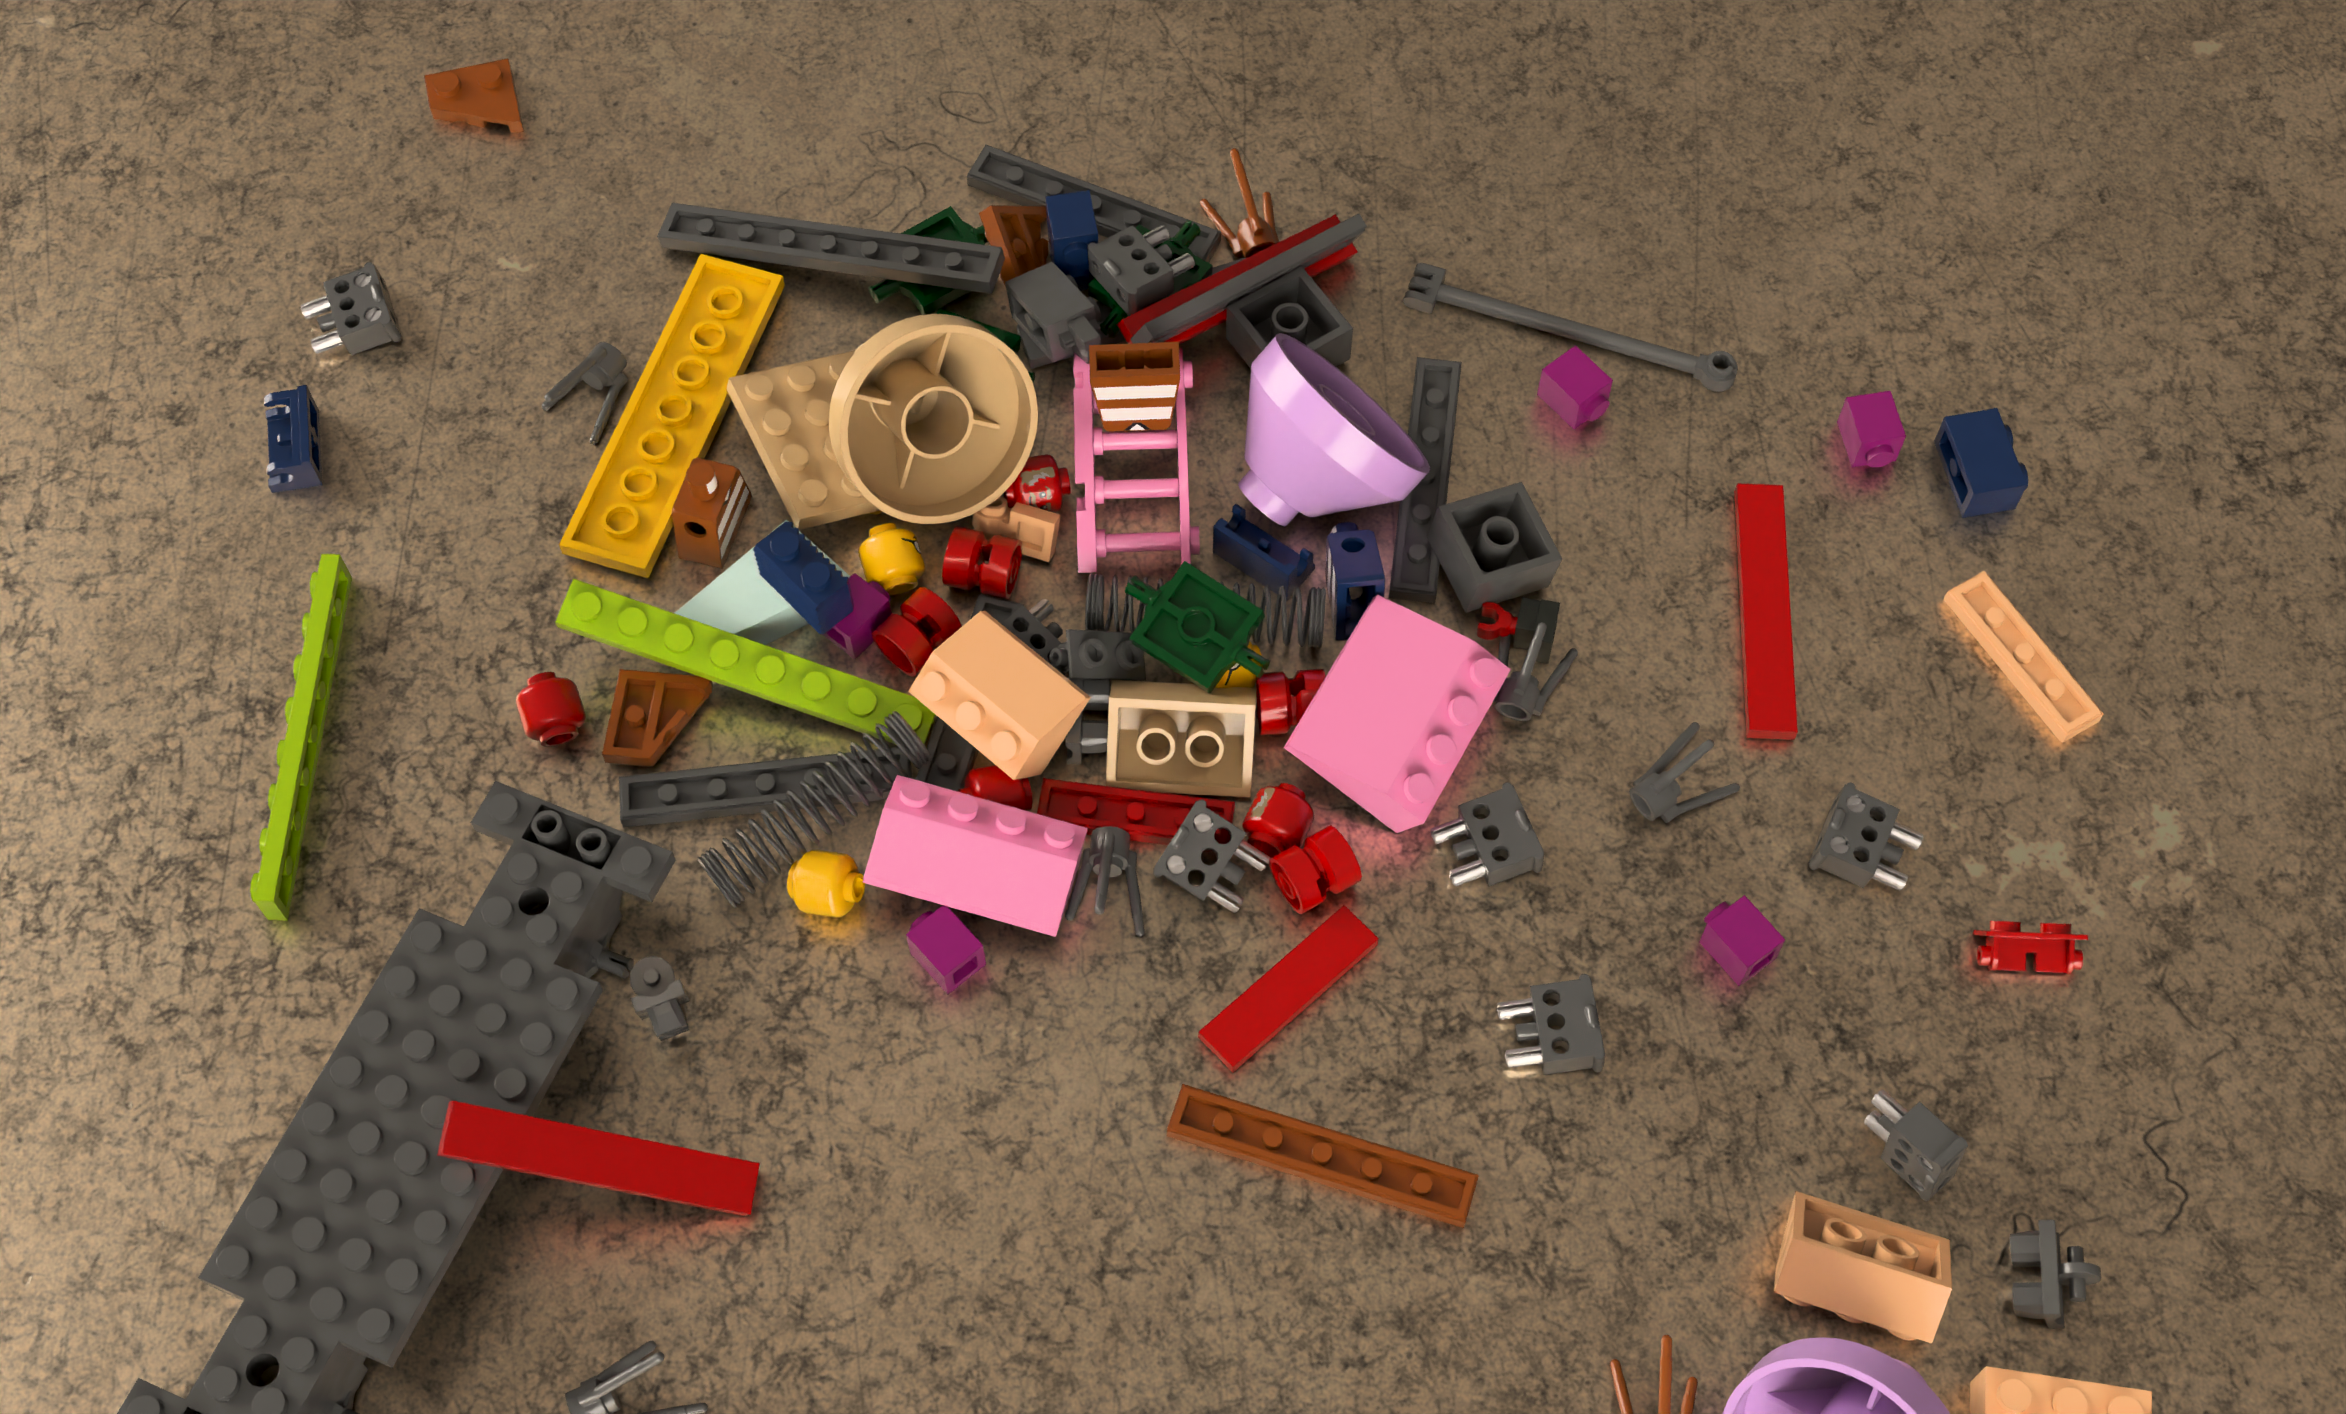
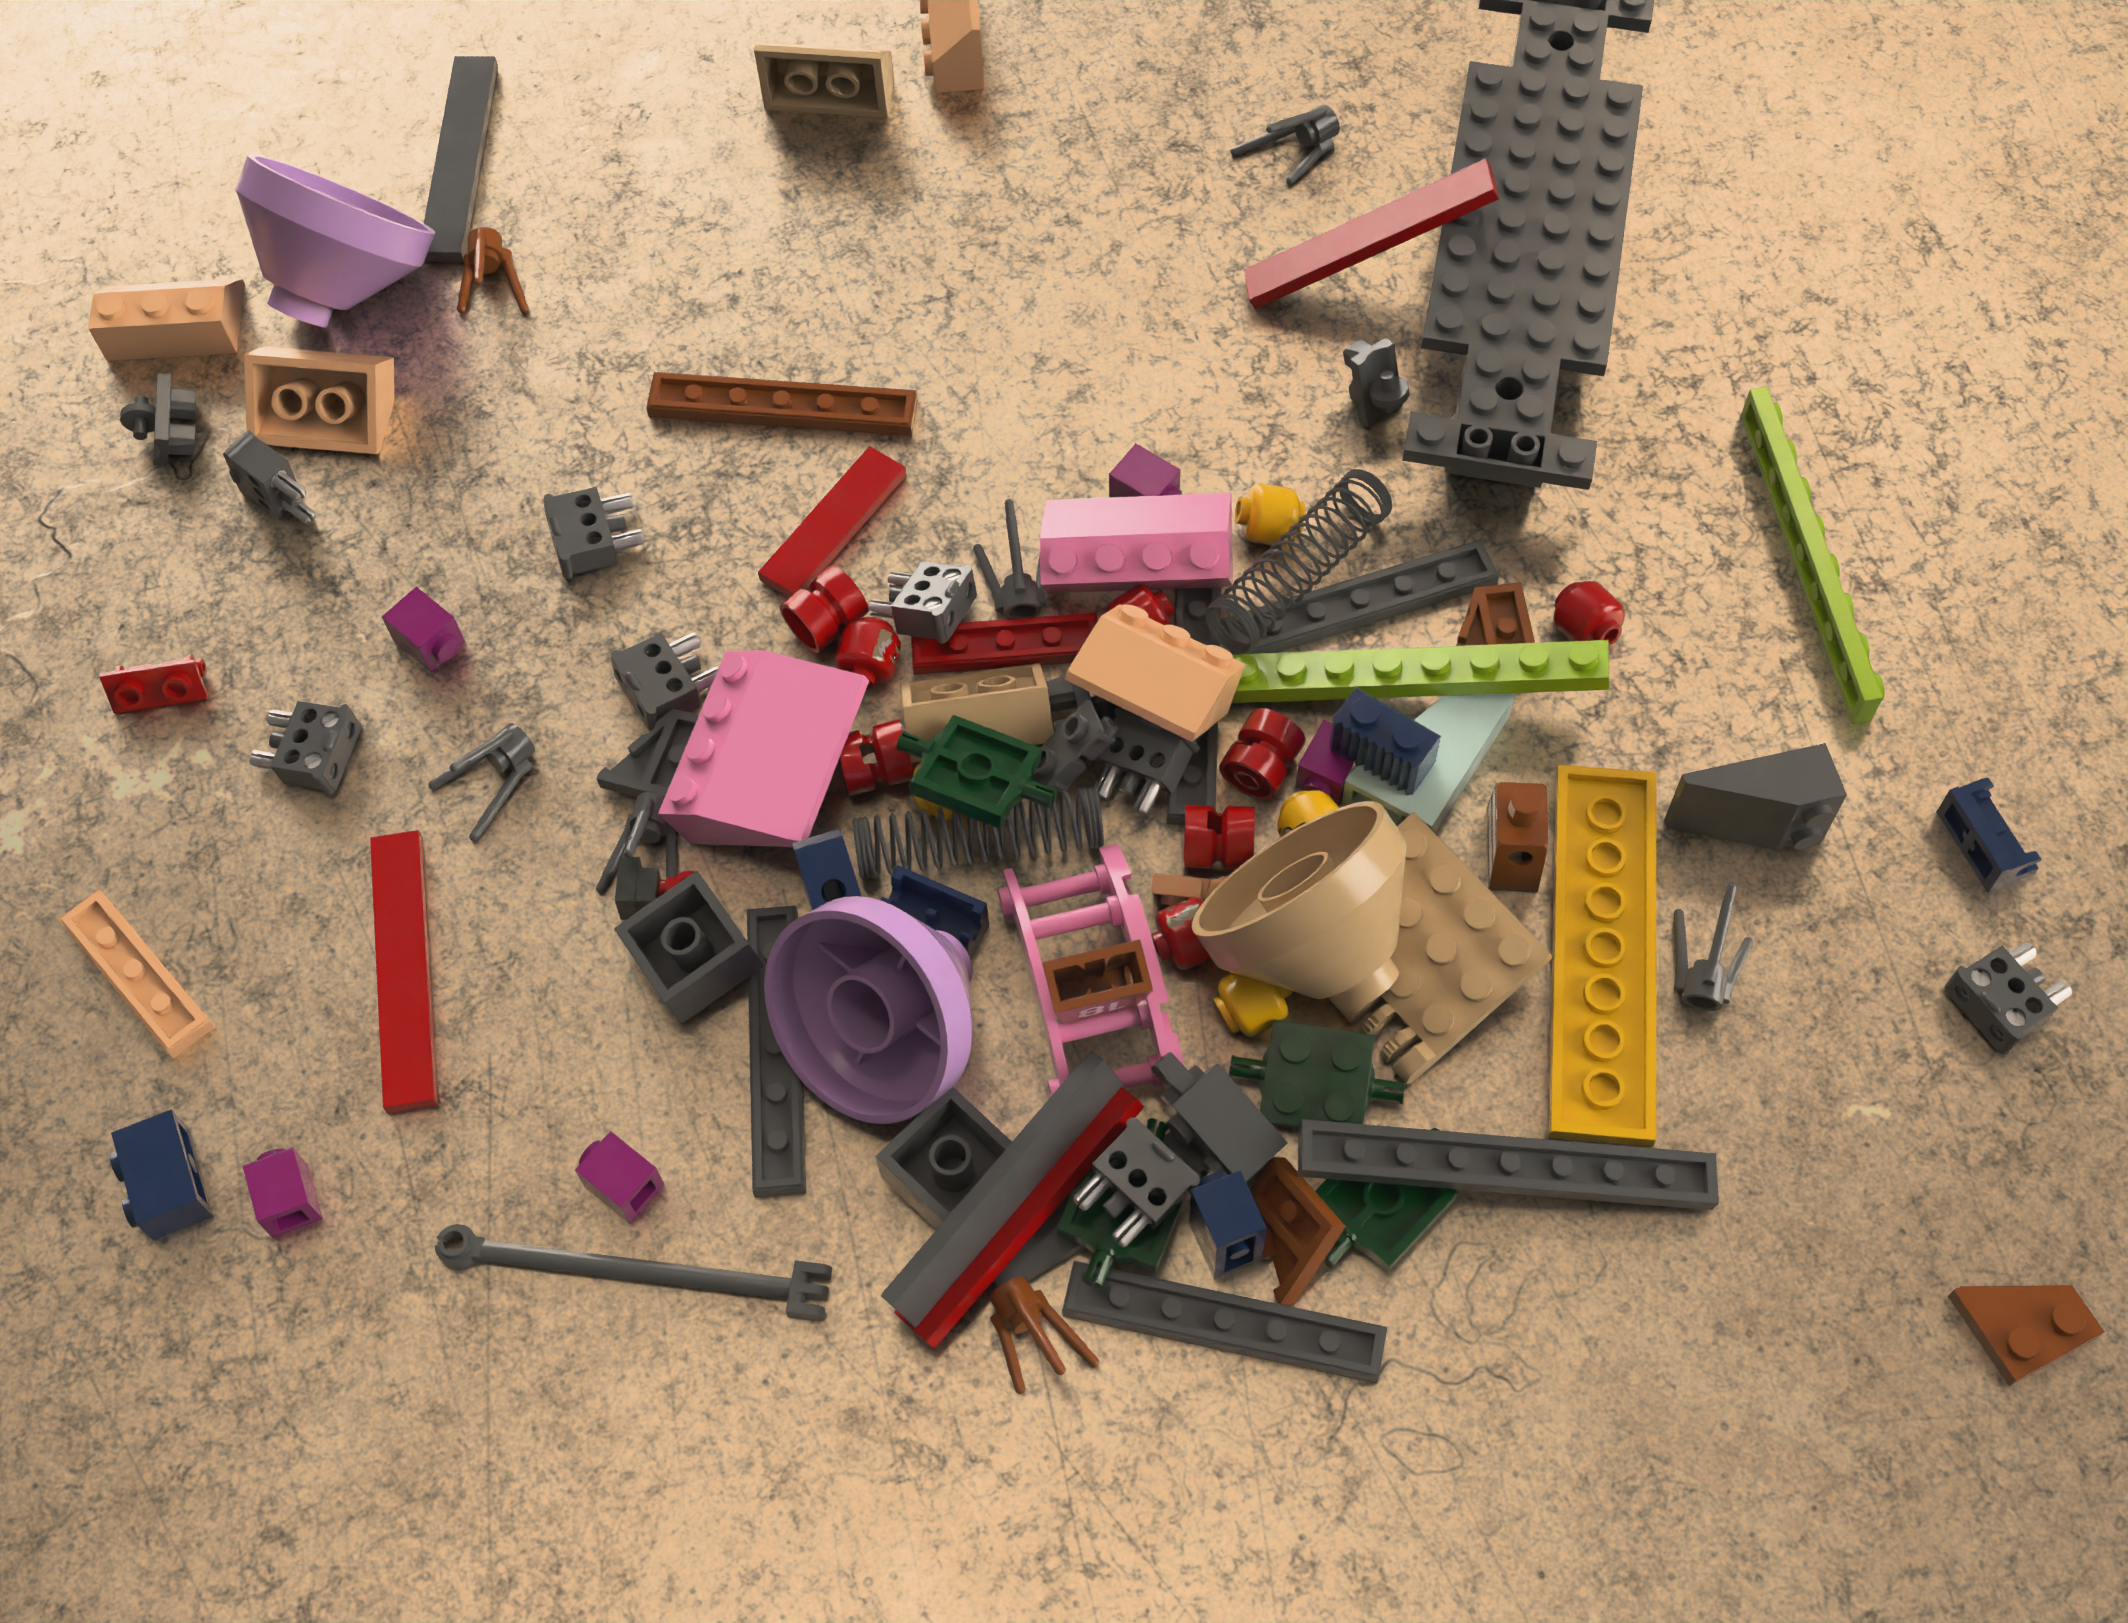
camera: 170 degrees right, 0 degrees up
(479, 485) = (1762, 800): none -> dark grey slope
(1504, 751) = (652, 757): none -> dark grey wing

